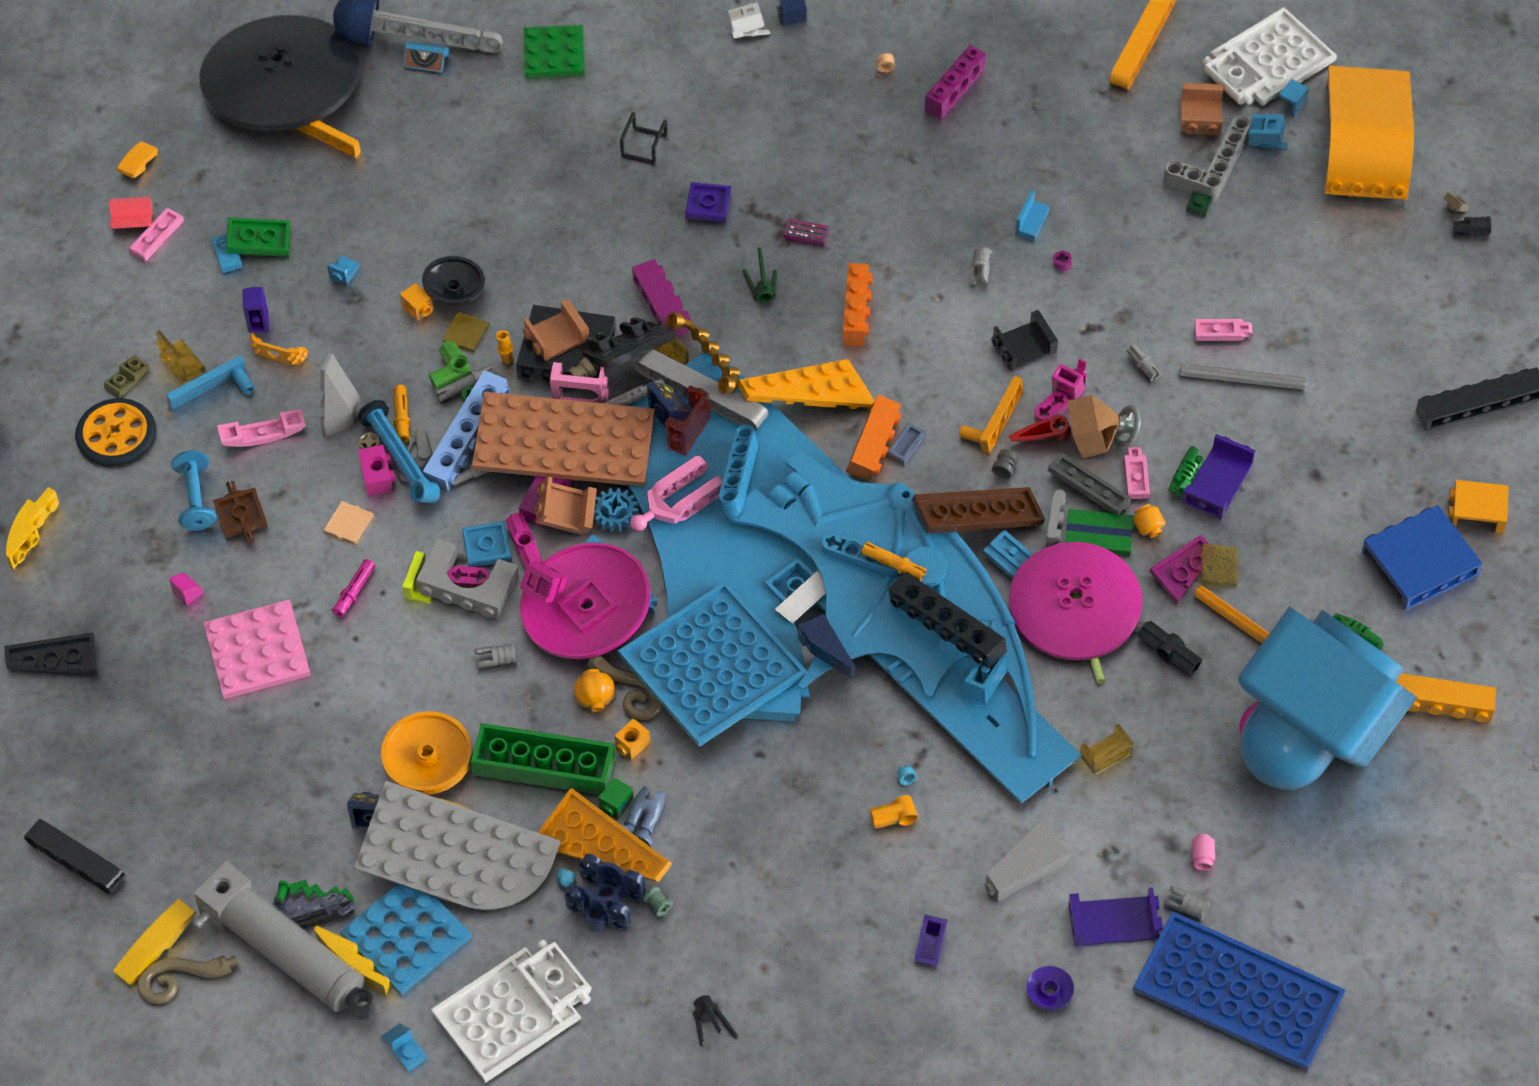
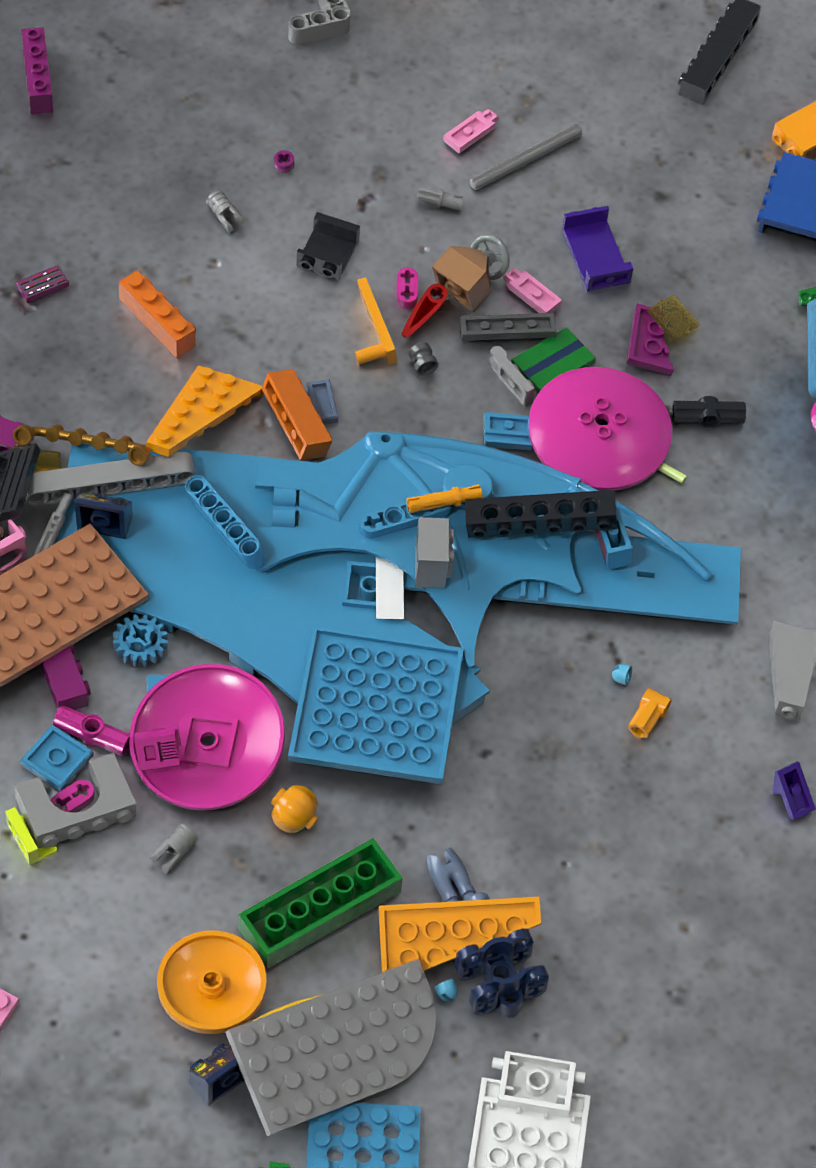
camera: 50 degrees left, 0 degrees up
(565, 507) = (100, 668): nougat panel -> none
(615, 798) = (415, 885): green brick -> none
(629, 677) = (315, 772): dark tan plant -> none
(634, 731) = (376, 816): light orange brick -> none
(657, 901) = (545, 944): sand green bush -> none
(671, 484) = (186, 606): bright pink piece -> none
(682, 435) = (139, 525): clear red panel -> none
(706, 1010) = (682, 1000): black plant -> none
(764, 290) = (61, 356): dark green plant -> none
(824, 644) = (459, 612): dark blue slope -> none
(845, 590) = (433, 552): none -> light grey brick
(978, 510) = (452, 410): reddish brown plate -> none
(1031, 218) = (222, 143): dark azure panel -> none
(1070, 381) = (404, 252): dark pink piece -> none
(1107, 751) = (751, 528): clear yellow panel -> none
(1149, 521) = (584, 322): light orange head -> none
(1186, 471) = (568, 263): green hinge -> none
(1199, 204) = (342, 42): dark green plate -> none
(1231, 614) = (734, 351): light orange axle -> none

